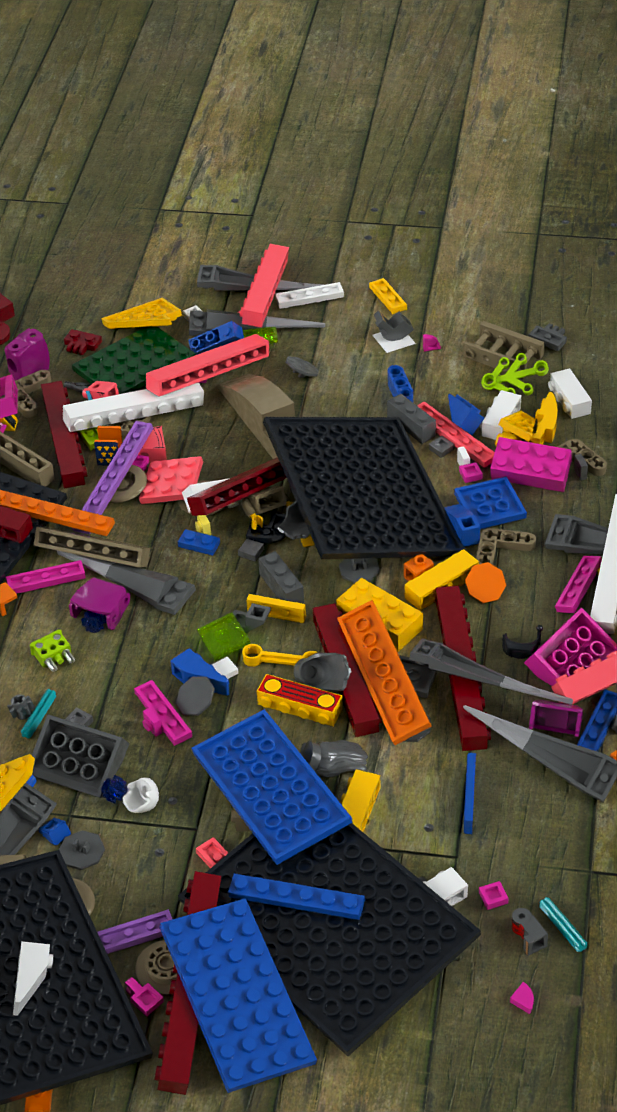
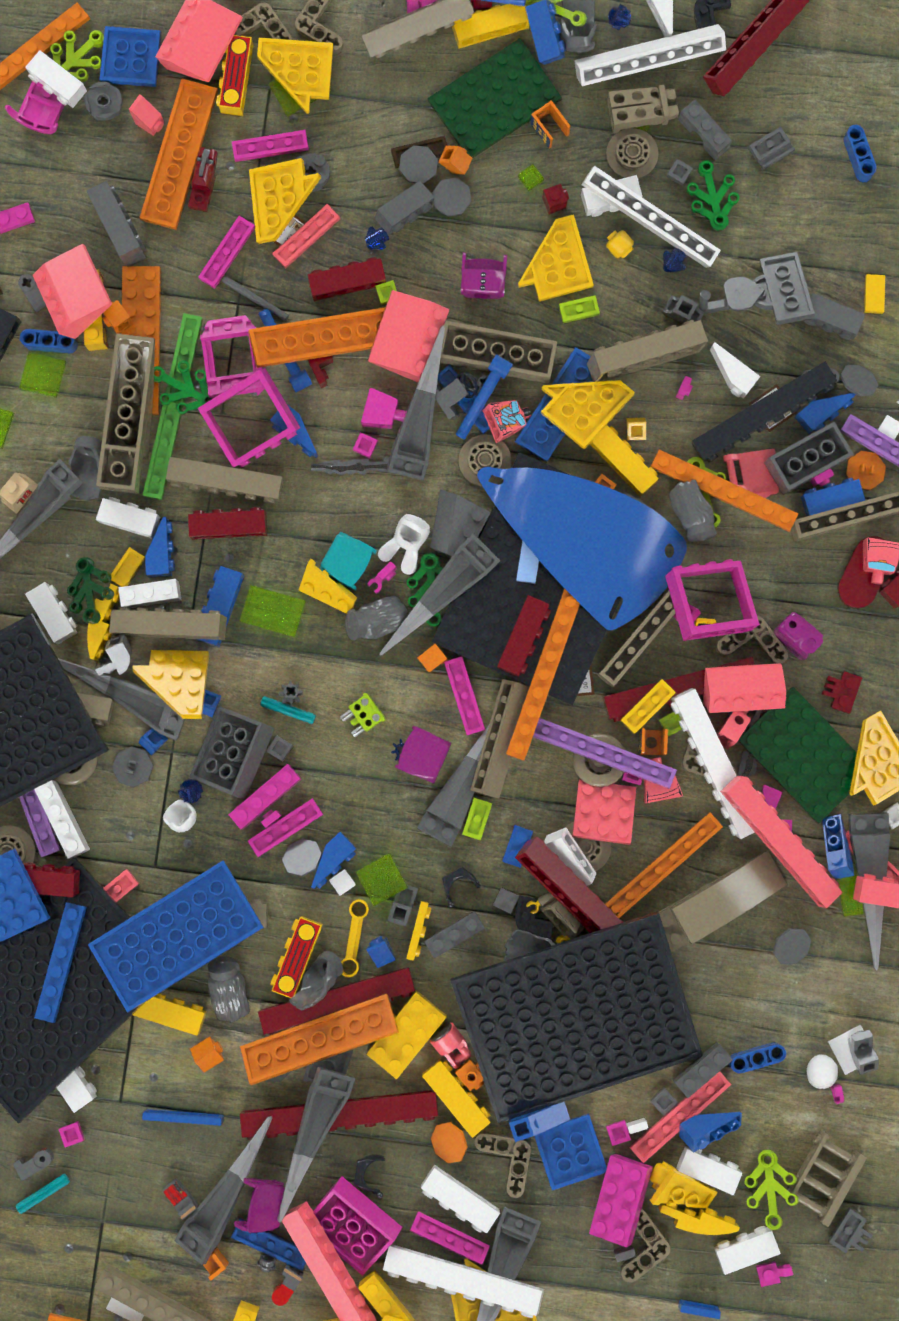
camera: 90 degrees right, 40 degrees up
(67, 381) = (744, 688): none -> coral slope
(75, 442) = (648, 706): none -> yellow plate
(128, 725) = (265, 797): none -> dark pink brick
(135, 903) = (62, 819): none -> white brick
(169, 566) = (477, 819): none -> lime plate
(220, 440) = (664, 865): none -> orange plate
(230, 587) = (449, 879): none -> black helmet
(294, 627) = (380, 951): none -> blue slope
(389, 579) = (447, 1039): none -> coral piece
(400, 770) = (207, 1054): none -> orange brick
(412, 350) = (822, 1071): none -> white hair
(540, 576) = (460, 1199): none -> white brick
(558, 794) = (180, 1198): none -> leg
(590, 383) = (770, 1273): none -> dark pink plate

